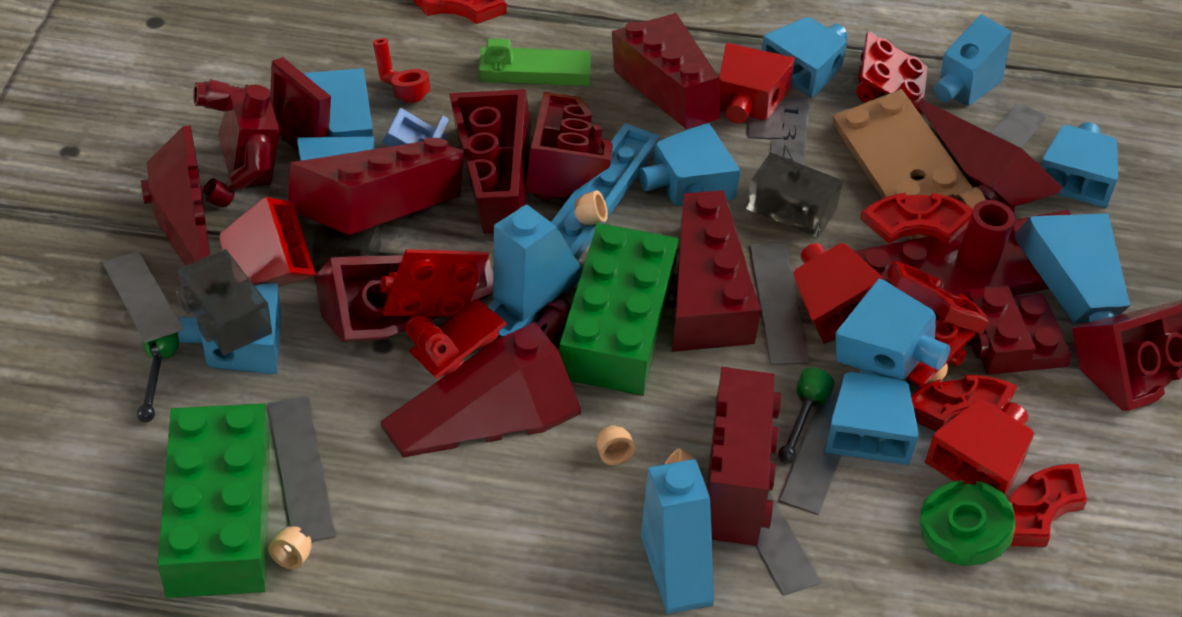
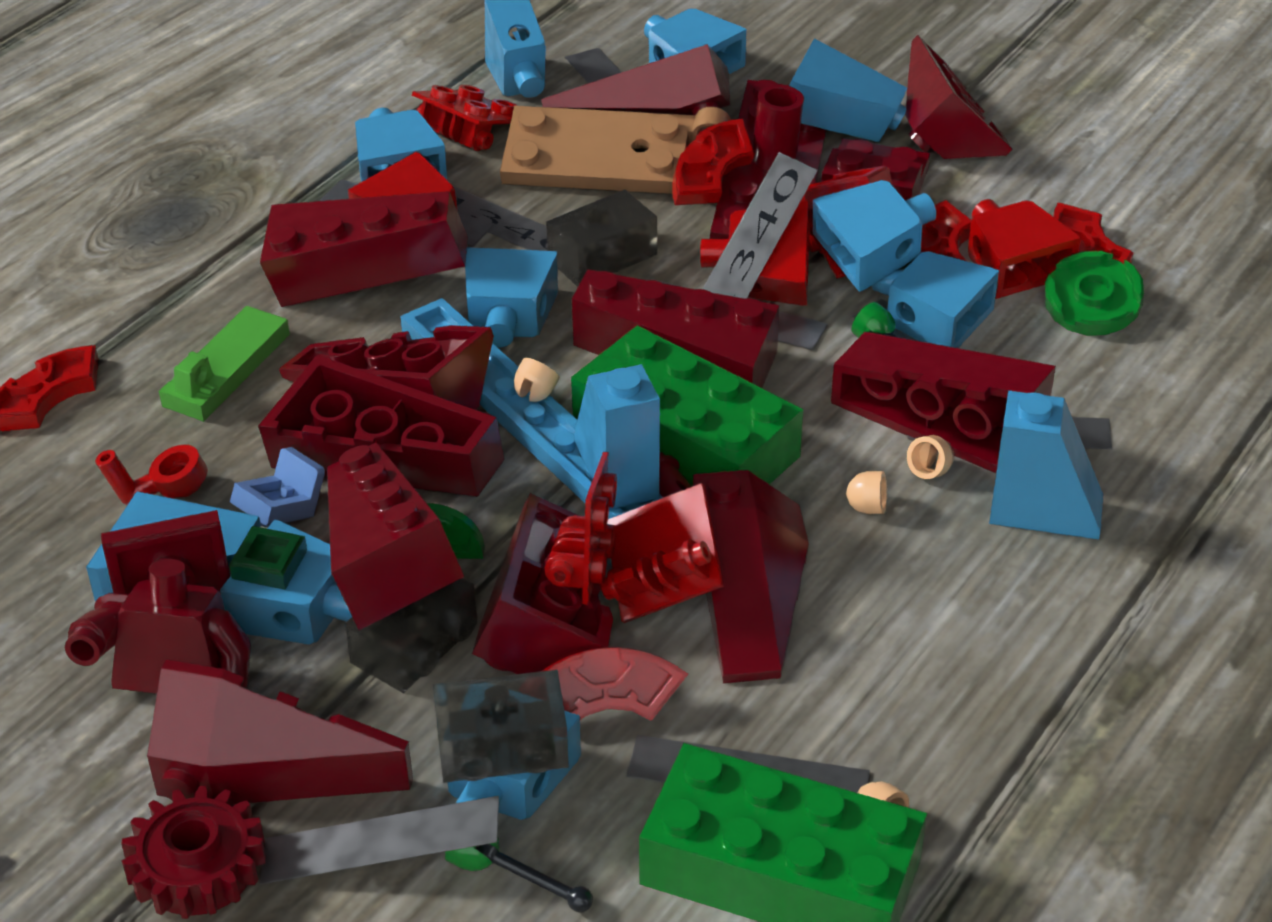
camera: 60 degrees left, 5 degrees down
(99, 219) = (194, 853): none -> dark red gear
(269, 244) = (399, 672): red torso -> none
(325, 353) = (616, 681): none -> red tile
(330, 141) = (268, 557): none -> dark green tile
(428, 227) = (461, 532): none -> green tile
(826, 266) = (760, 227): none -> flat silver sticker

